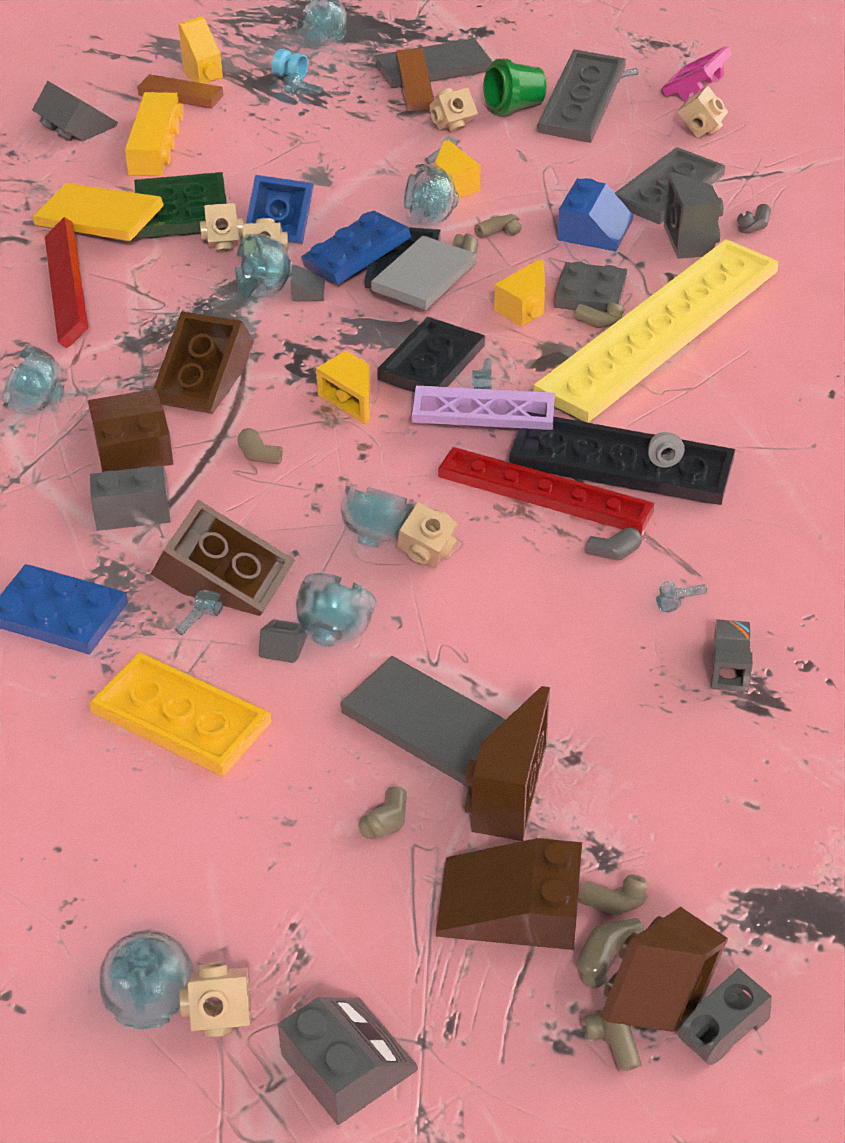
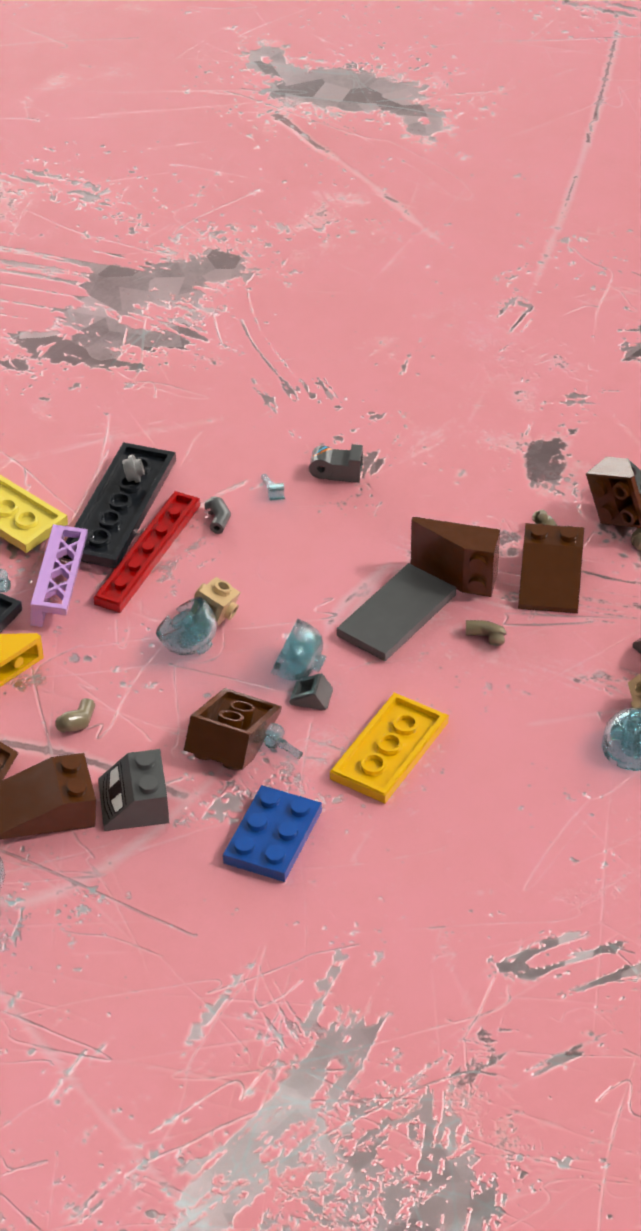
camera: 90 degrees left, 0 degrees up
(601, 948) = (592, 534): dark tan arm -> none

